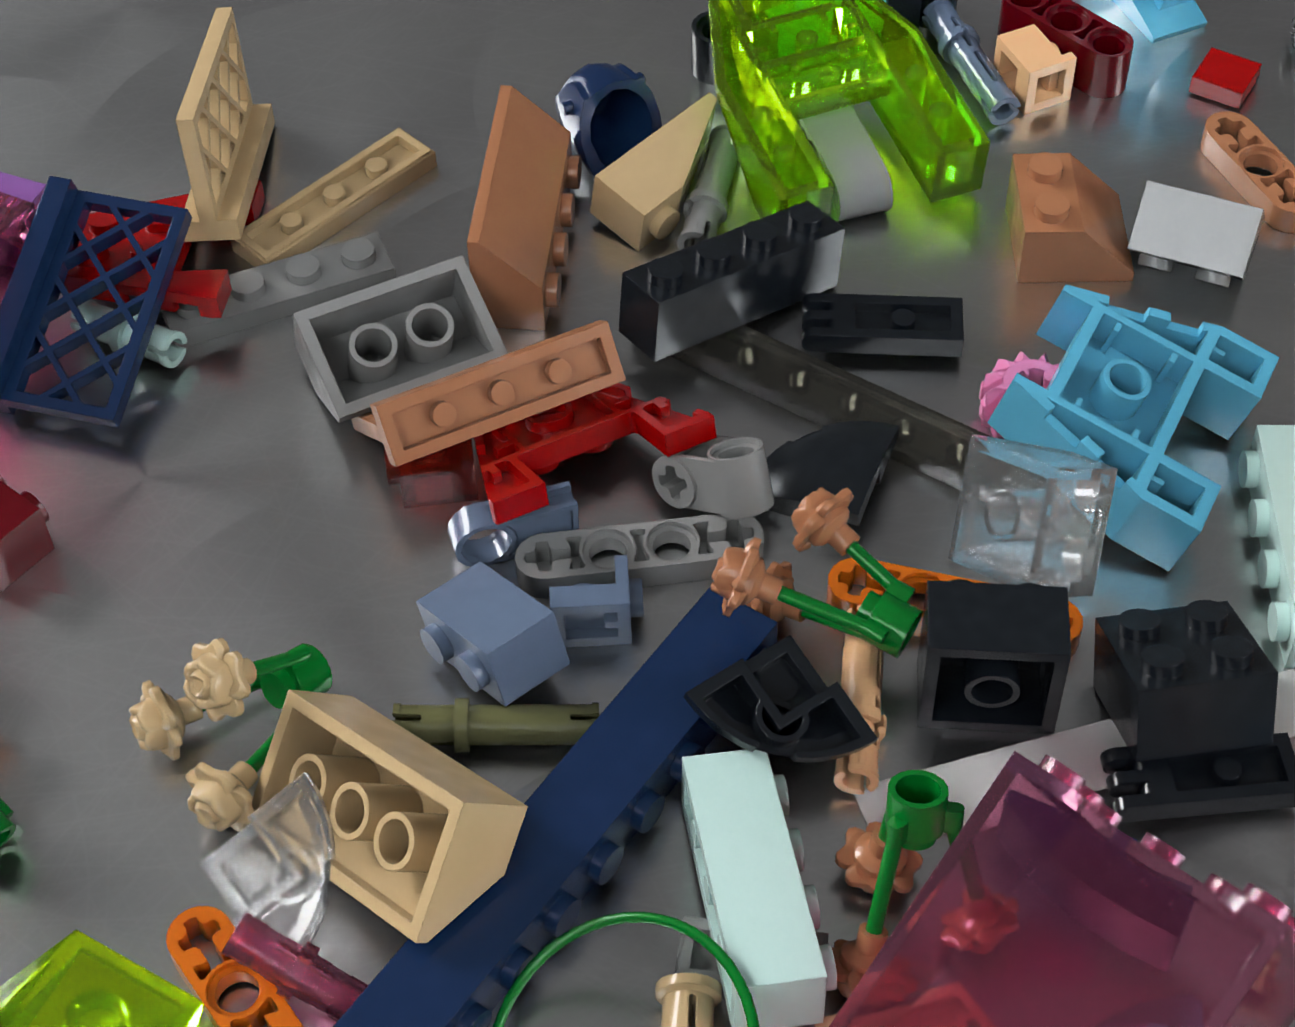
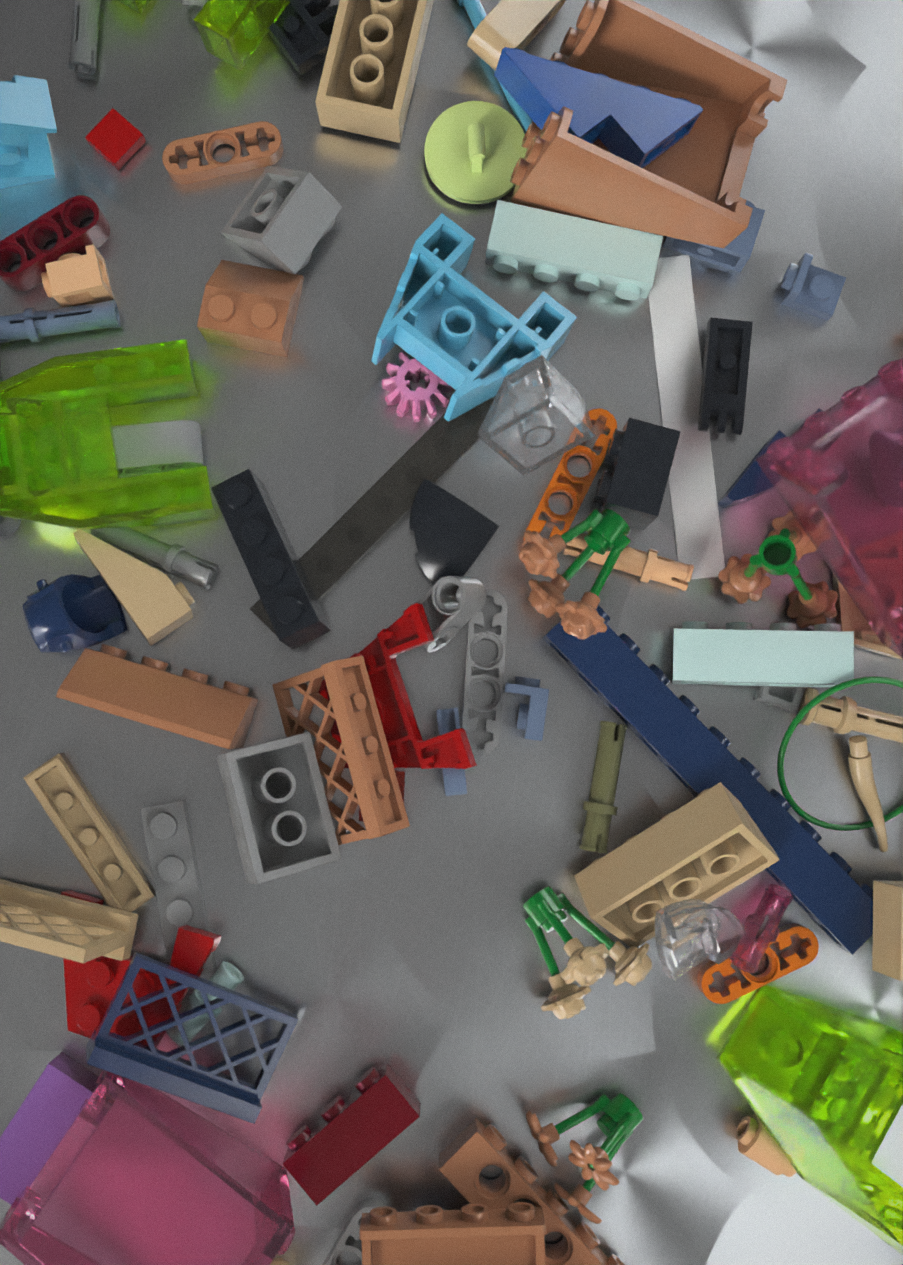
camera: 85 degrees left, 35 degrees up
(492, 633) = (547, 781): sand blue brick -> none
(781, 707) = (650, 613): black brick -> none
(882, 324) = (320, 461): black hinge -> none
(1184, 680) = (673, 365): black brick -> none

